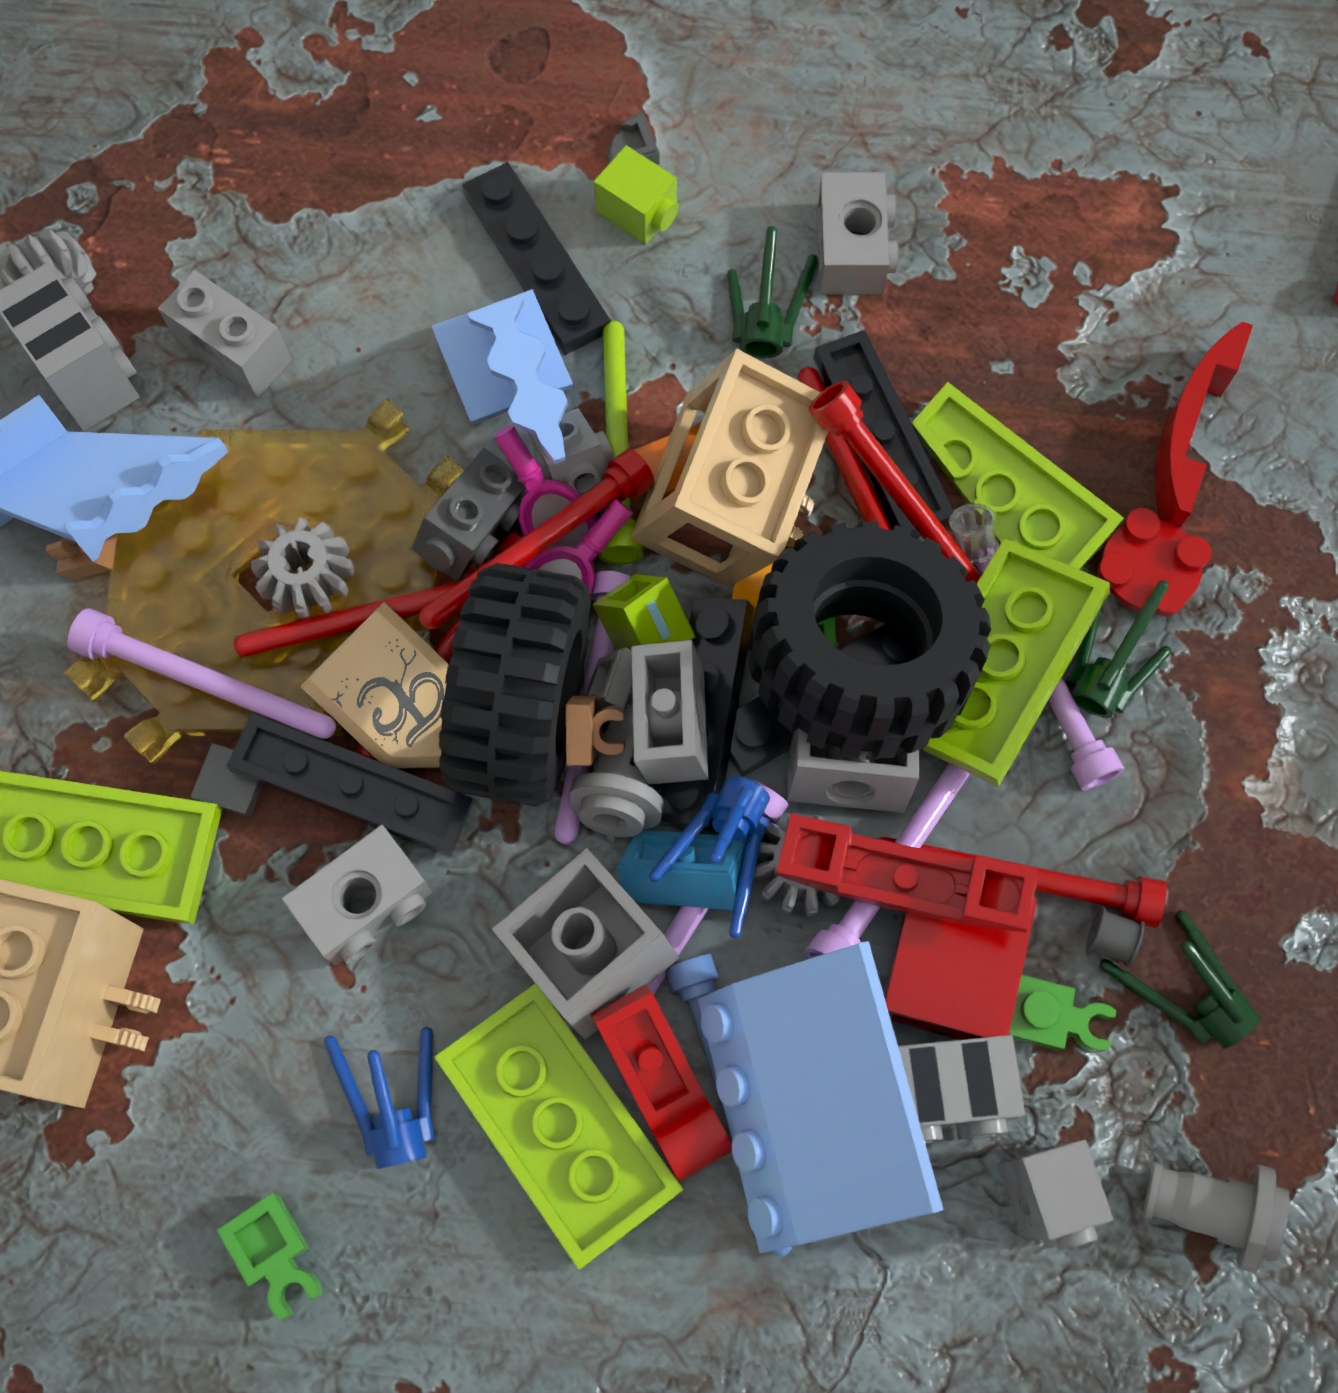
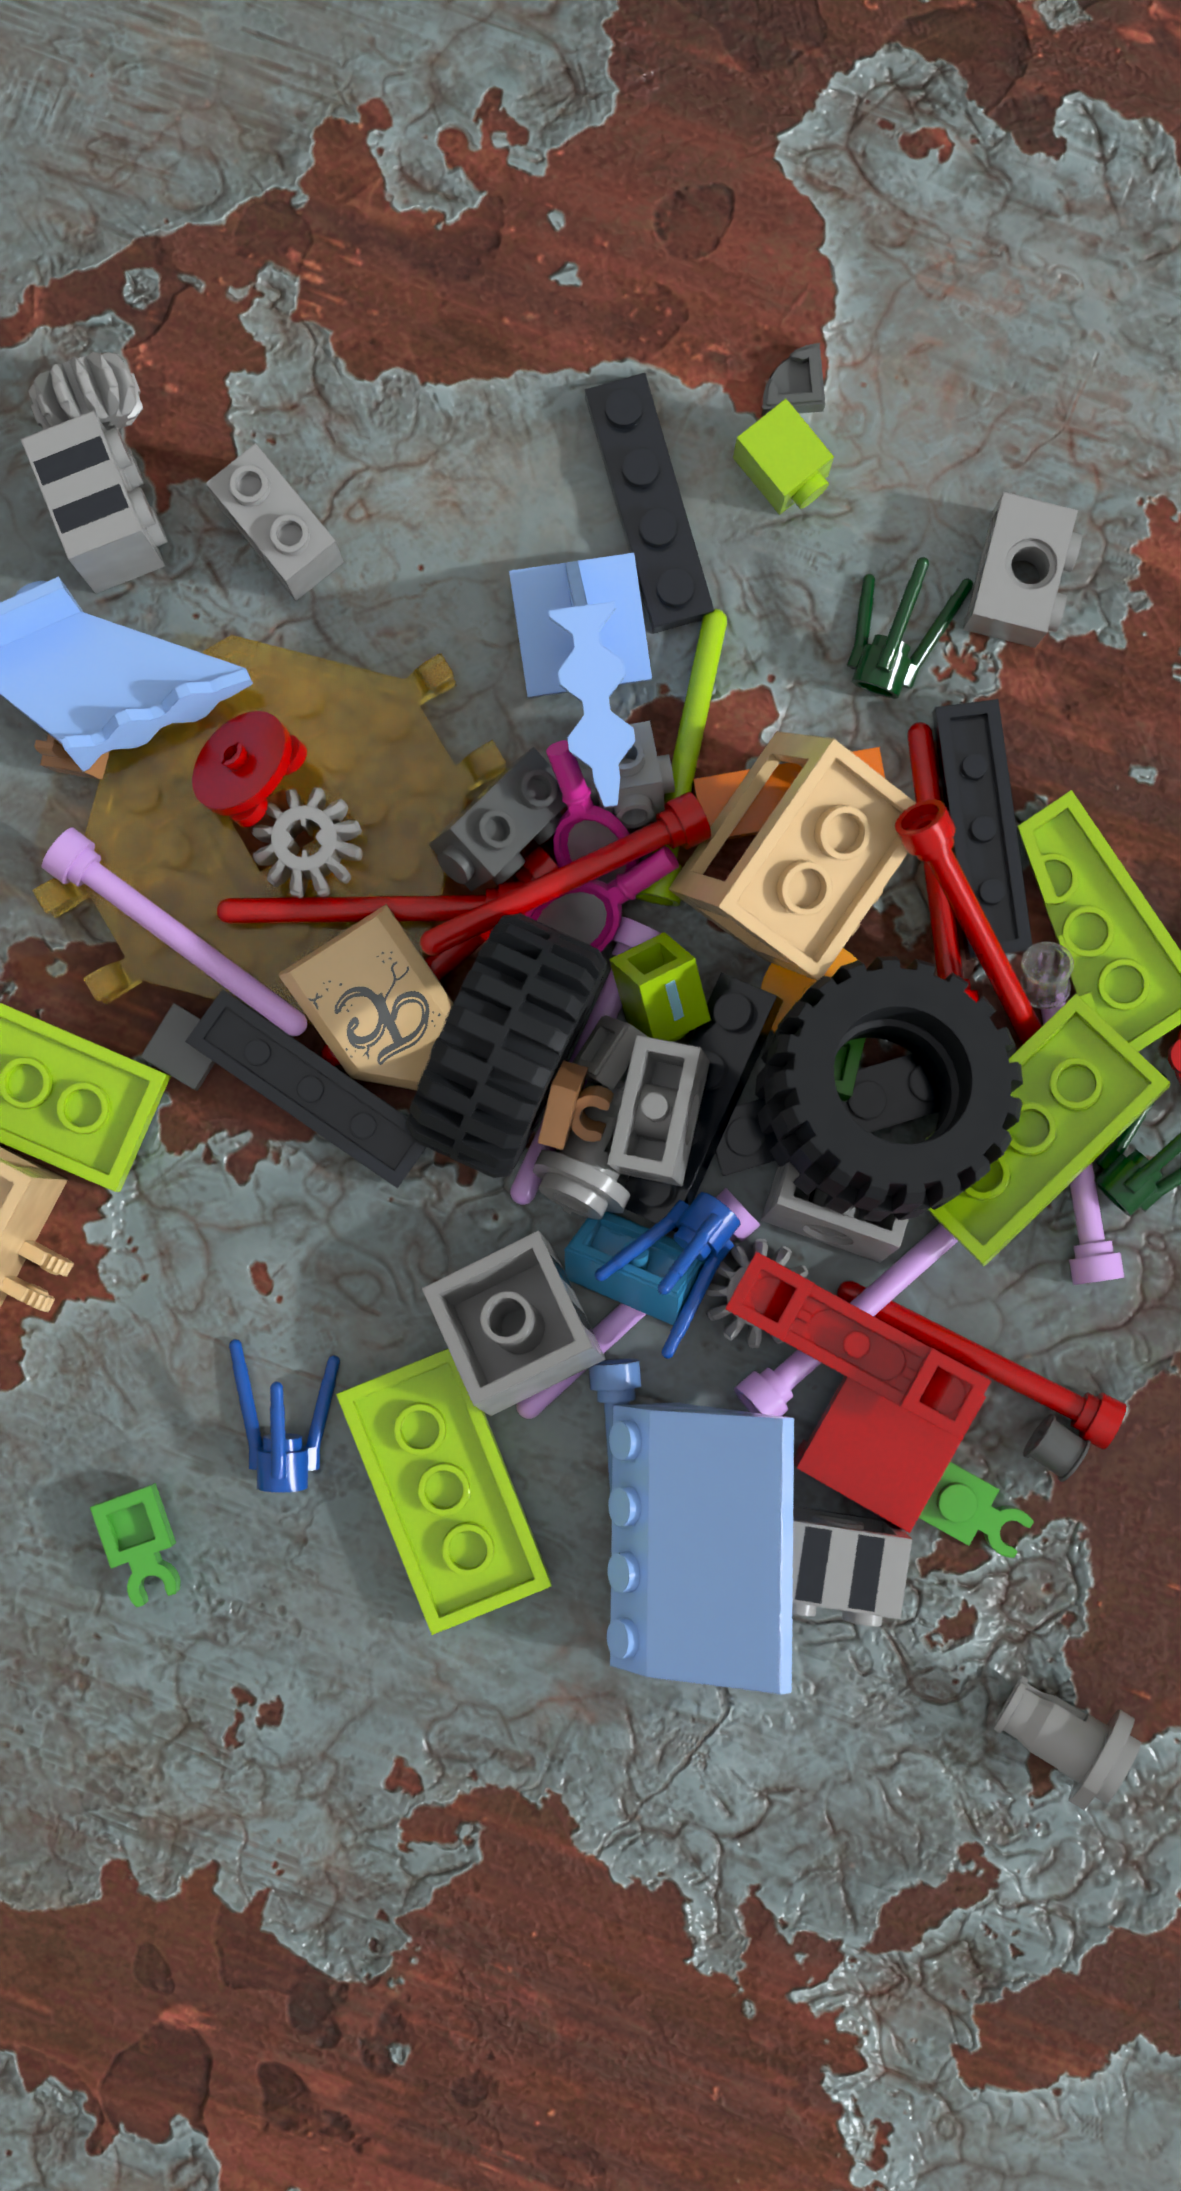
camera: 15 degrees right, 15 degrees up
(233, 514) = (245, 765): none -> red piece
(323, 899) = (255, 1211): light grey brick -> none
(662, 1082) = (556, 1480): red plate -> none
(1056, 1195) = (912, 1689): light grey brick -> none
(1221, 1008) = (1142, 1545): dark green plant -> none

